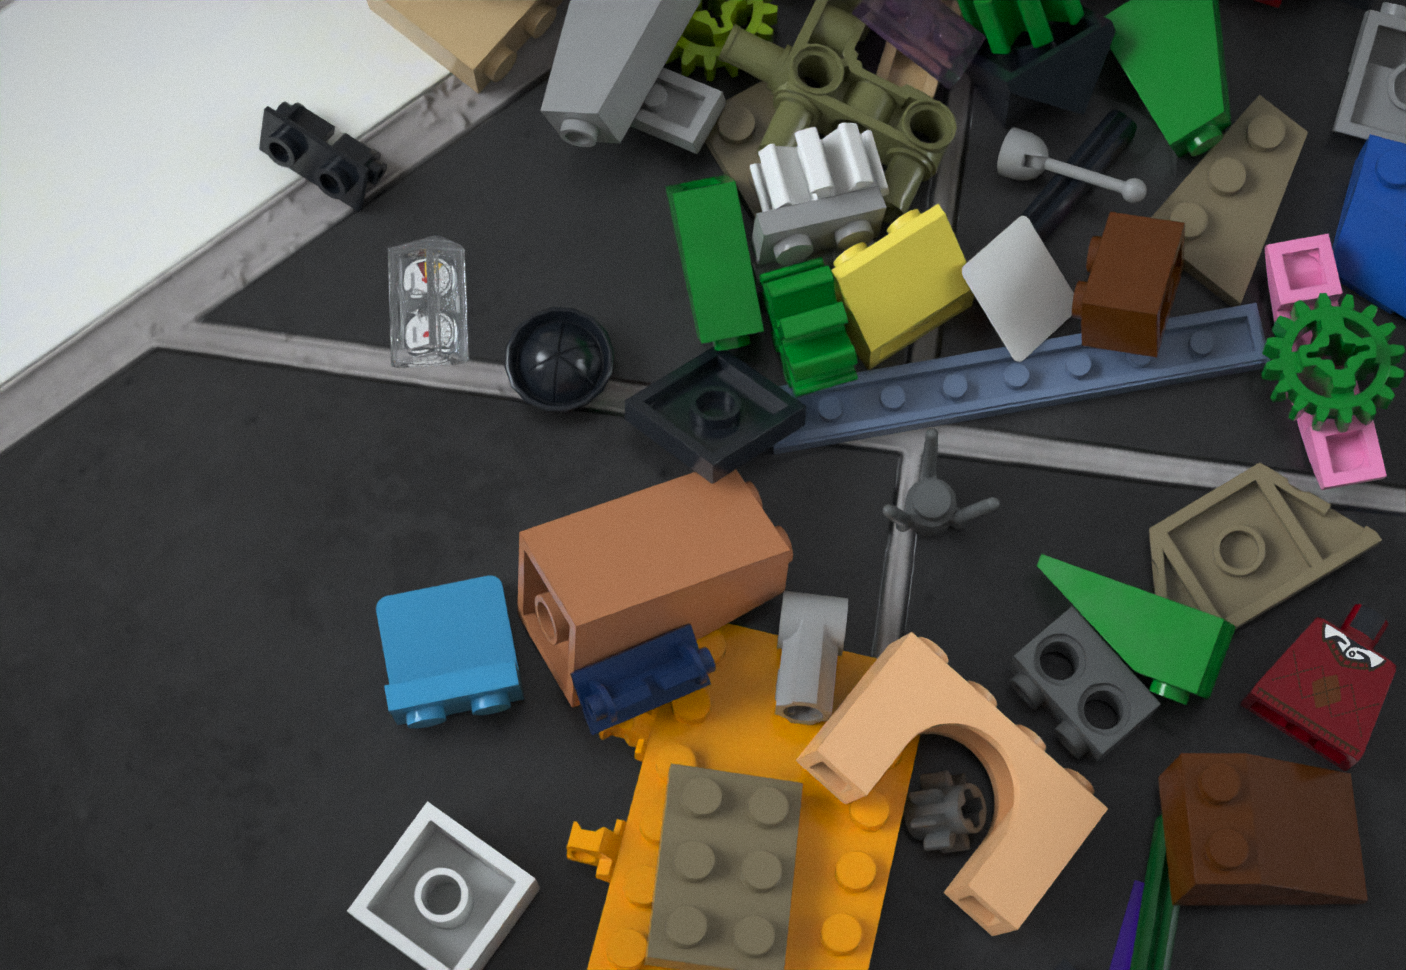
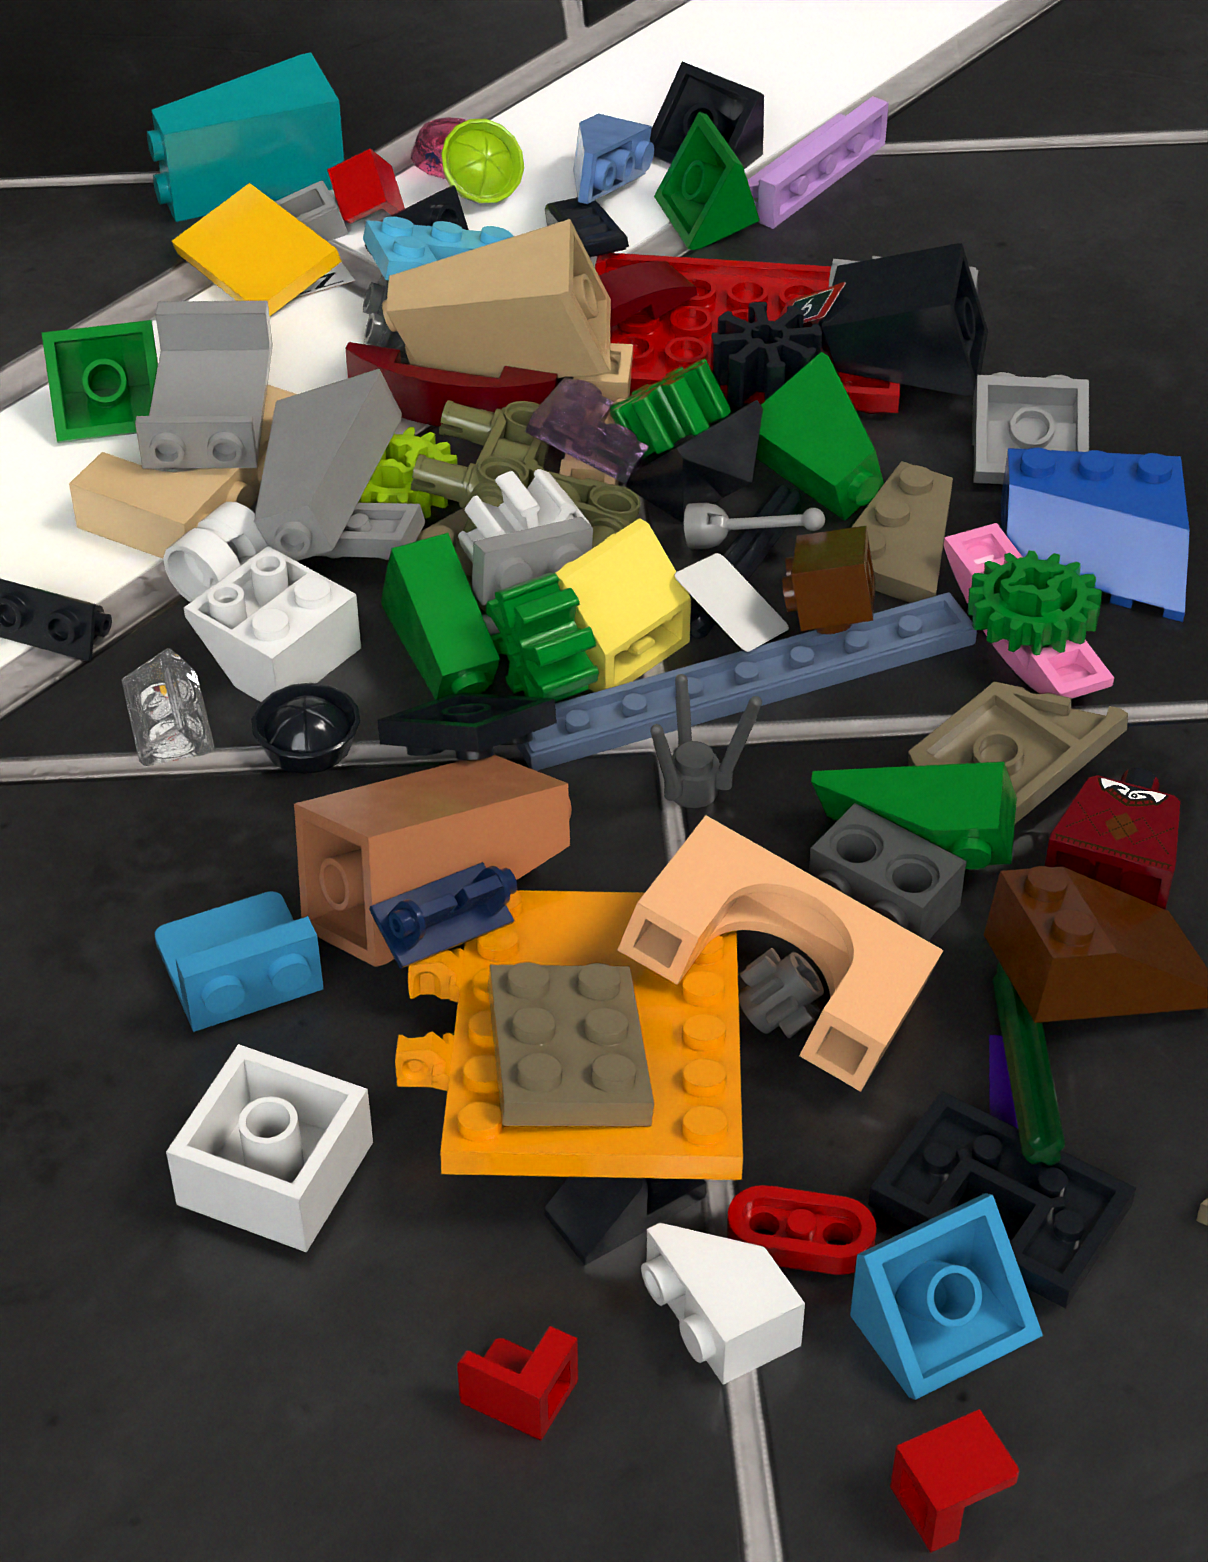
camera: 15 degrees left, 30 degrees down
(503, 110) = (213, 549): none -> white wheel
(547, 224) = (276, 624): none -> white slope
(810, 641) = (608, 880): light grey piece -> none

